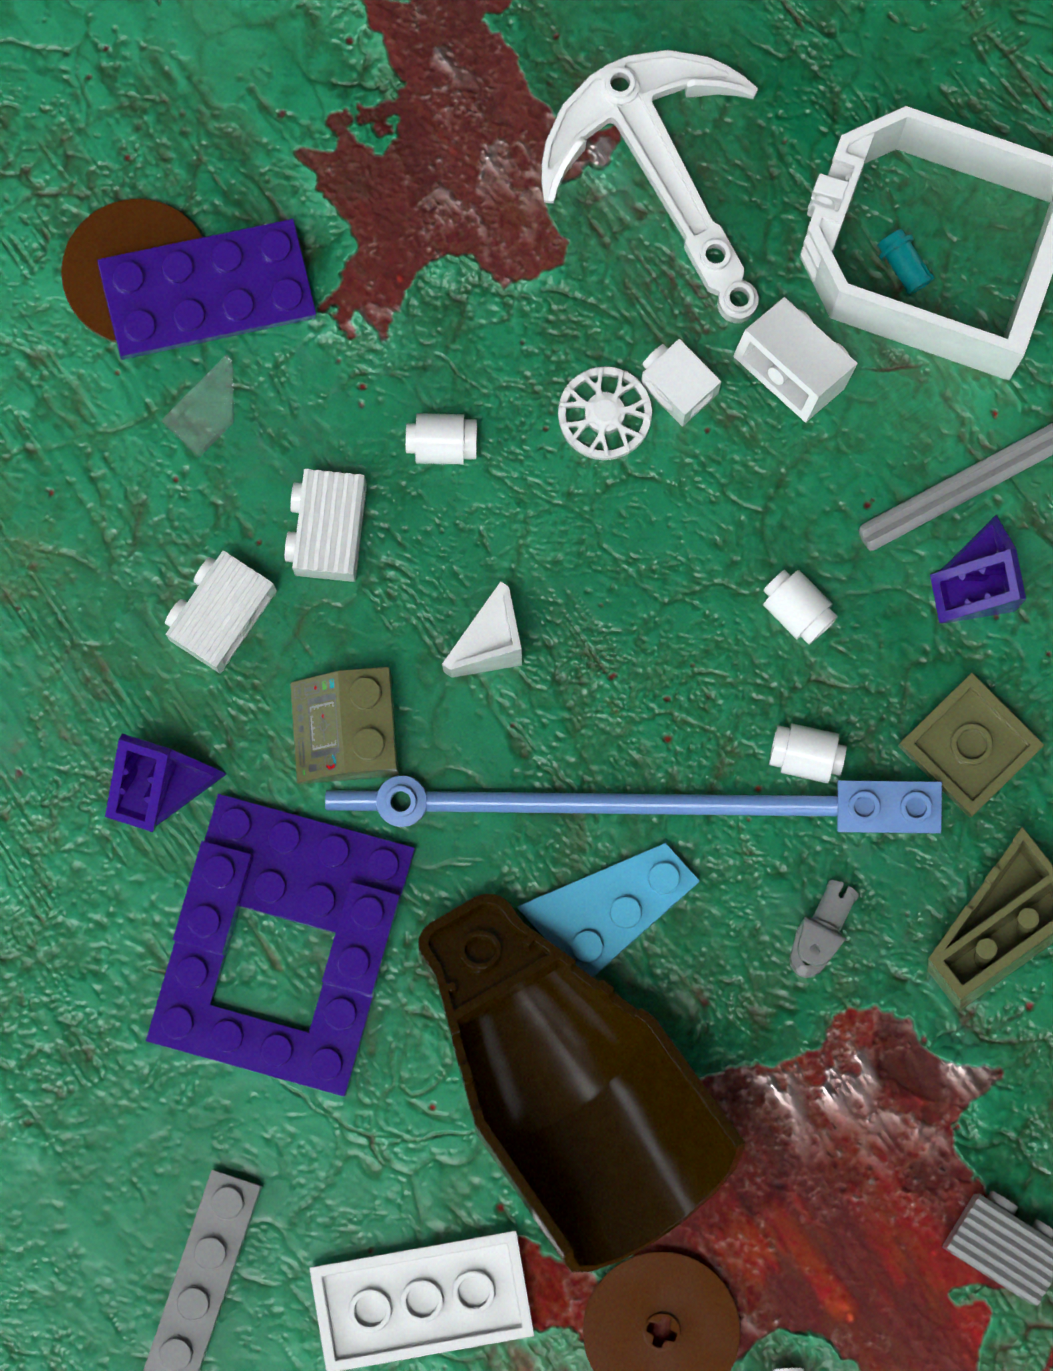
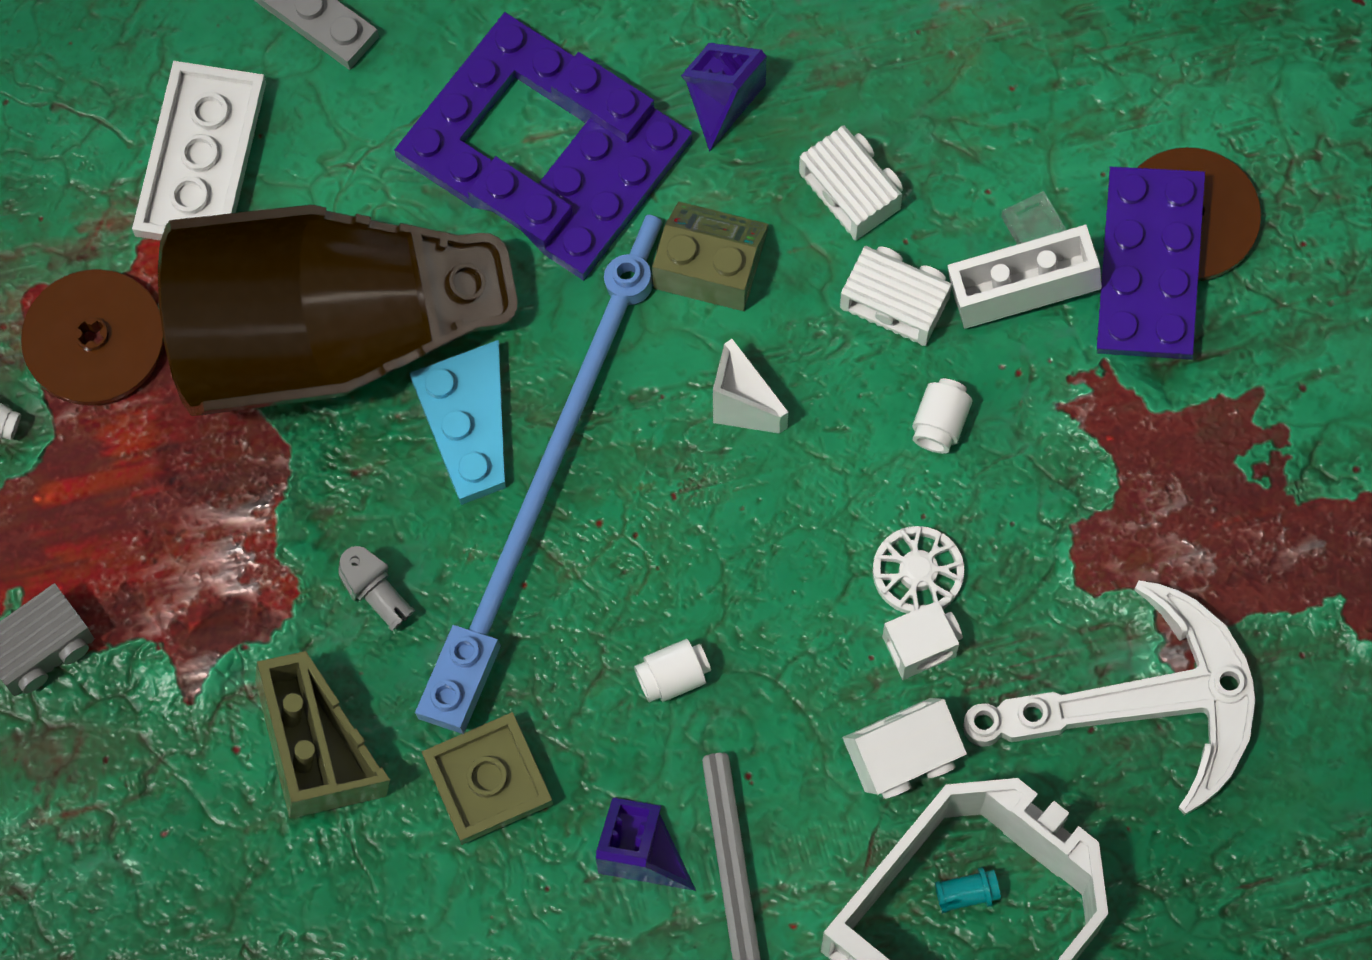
camera: 110 degrees right, 10 degrees down
(272, 398) = (1025, 276): none -> white brick
(807, 752) = (536, 629): white brick -> none

